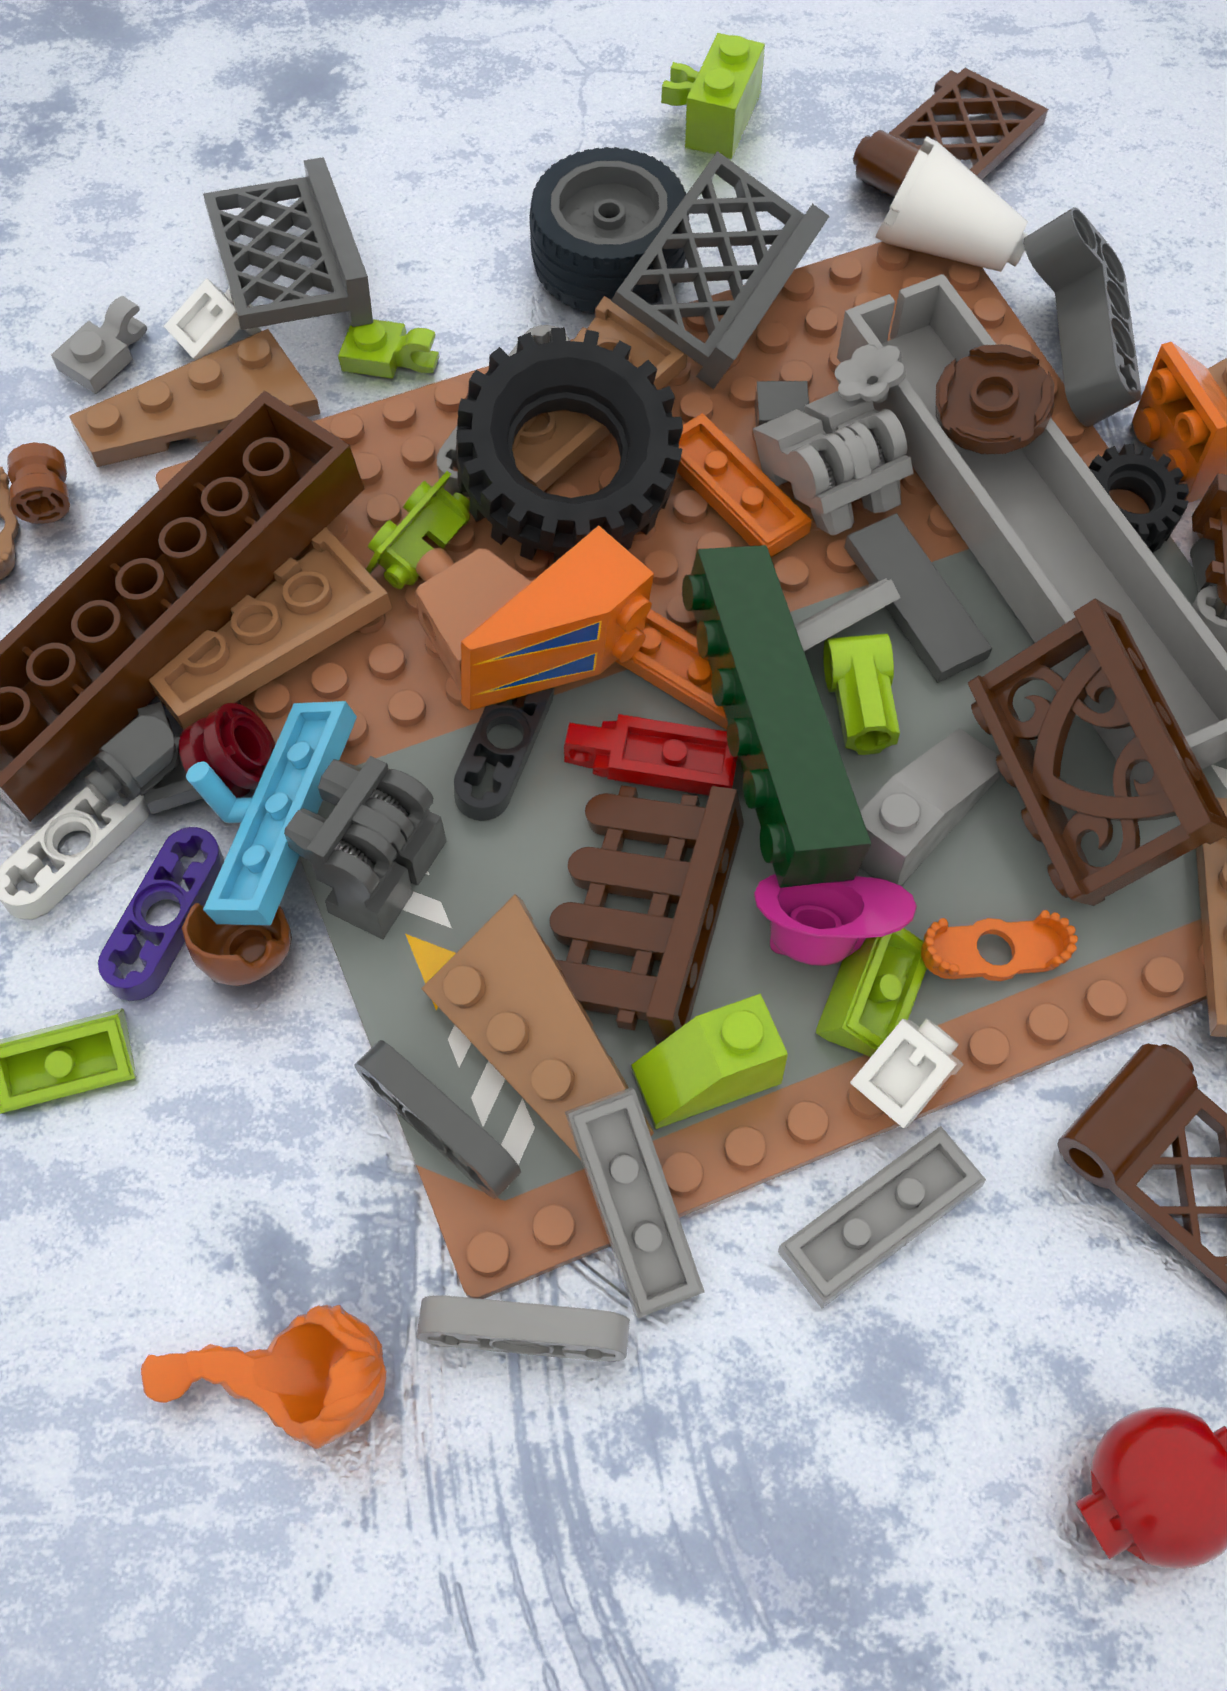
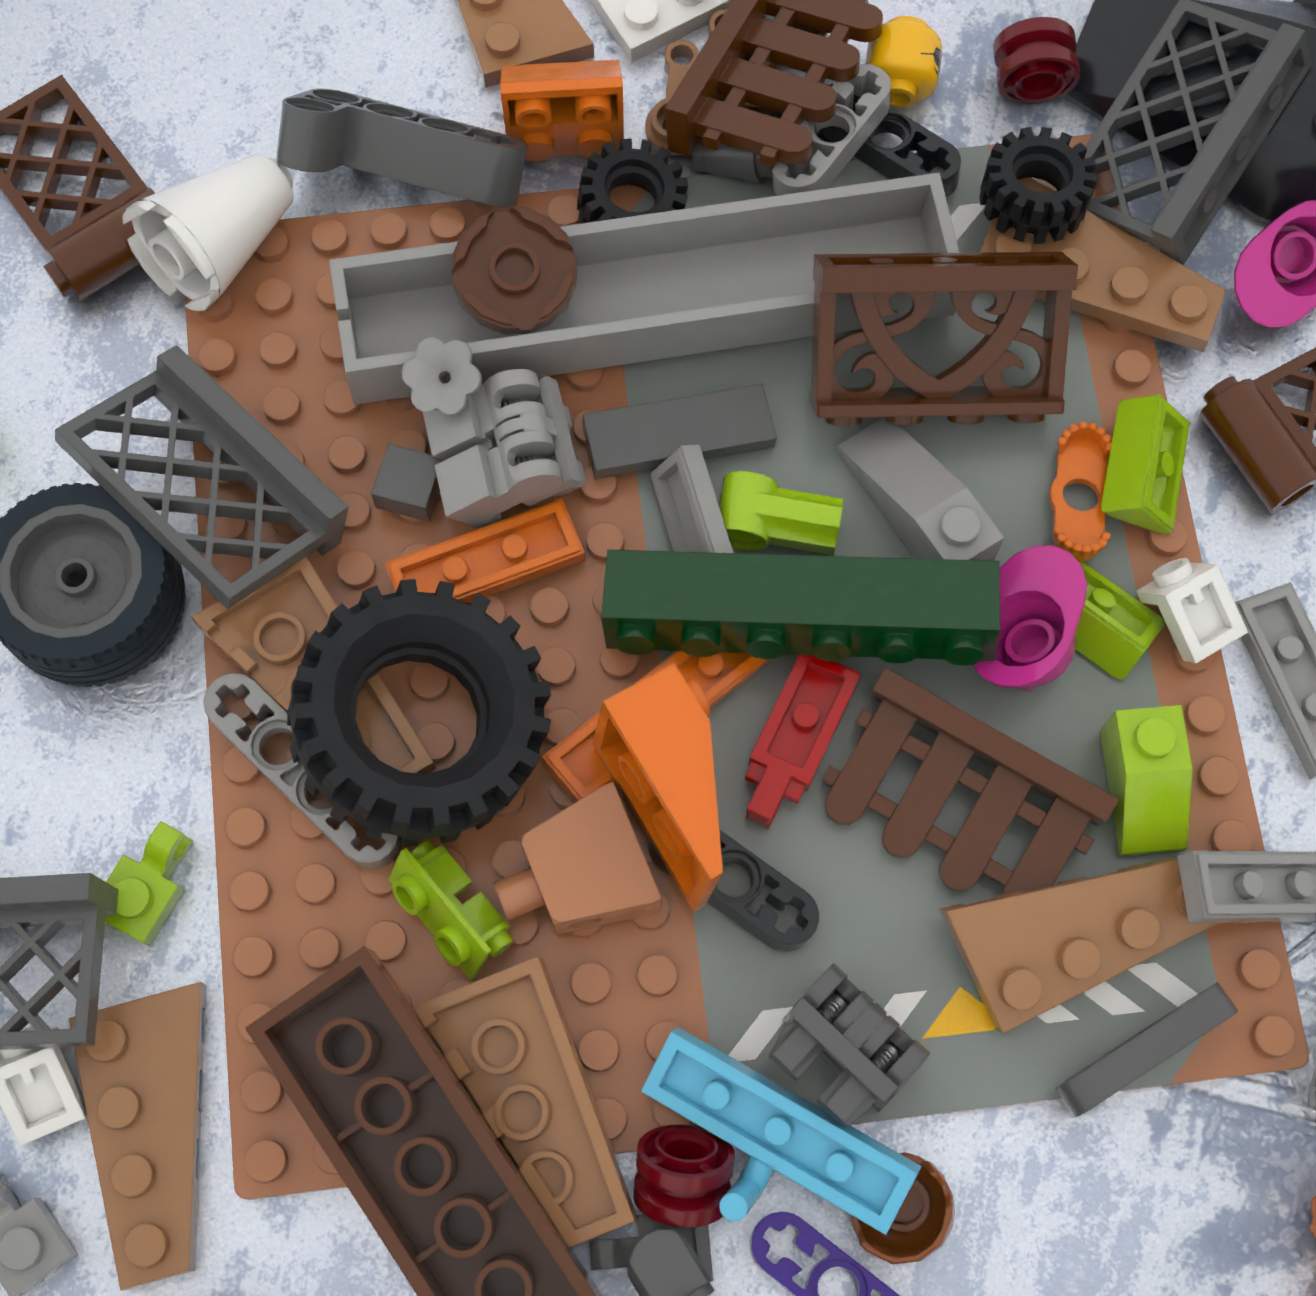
camera: 75 degrees left, 10 degrees up
(1054, 999) = (1146, 463): none -> lime slope

